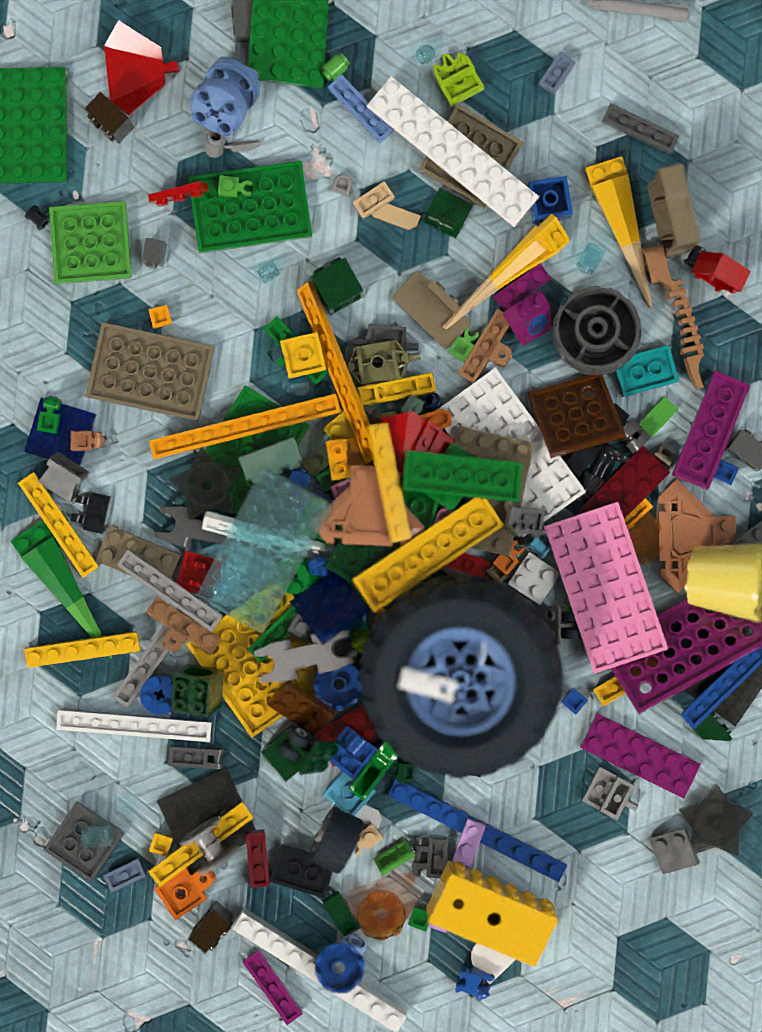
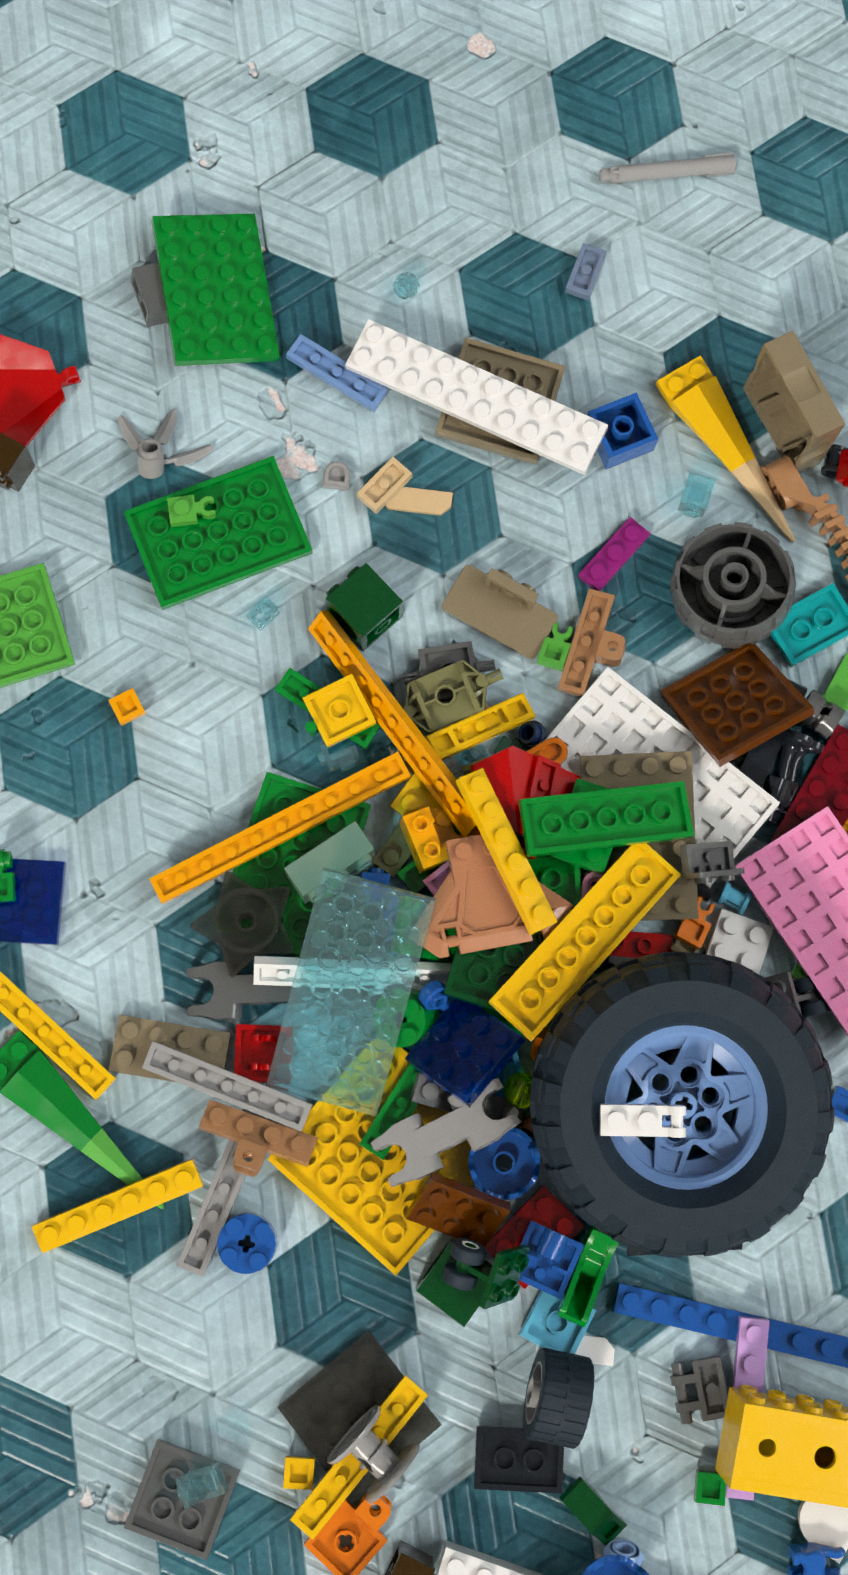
camera: 20 degrees left, 10 degrees down
(63, 476) = (37, 960): hips -> none
(86, 440) = (58, 900): nougat plate -> none
(96, 512) = (95, 1003): black plate -> none
(125, 875) = (255, 1535): sand blue plate -> none
(134, 725) = (218, 1301): white plate -> none
(150, 371) = (129, 785): dark tan plate -> none
(154, 253) = (99, 622): dark grey brick -> none
(178, 194) = (115, 534): red plate -> none
(195, 757) = (319, 1326): dark grey plate -> none
(197, 690) = (301, 1223): dark green brick -> none
(224, 96) = (150, 391): medium blue wheel -> none
(257, 858) = (447, 1457): dark red plate -> none
(335, 67) = (290, 327): bright green brick -> none
(368, 838) = (606, 1383): tan plate -> none
(381, 928) = (655, 1518): clear orange plate -> none
(394, 857) = (648, 1403): bright green plate -> none
(405, 772) = (631, 1270): dark green tile -> none
(413, 404) = (508, 738): sand green plate -> none
(447, 213) = (488, 480): dark green plate -> none
(457, 78) = (457, 306): lime plate -> none
(529, 318) = (636, 589): magenta slope -> none
(534, 248) = (618, 498): yellow plate -> none
(640, 128) = (714, 316): dark grey plate -> none

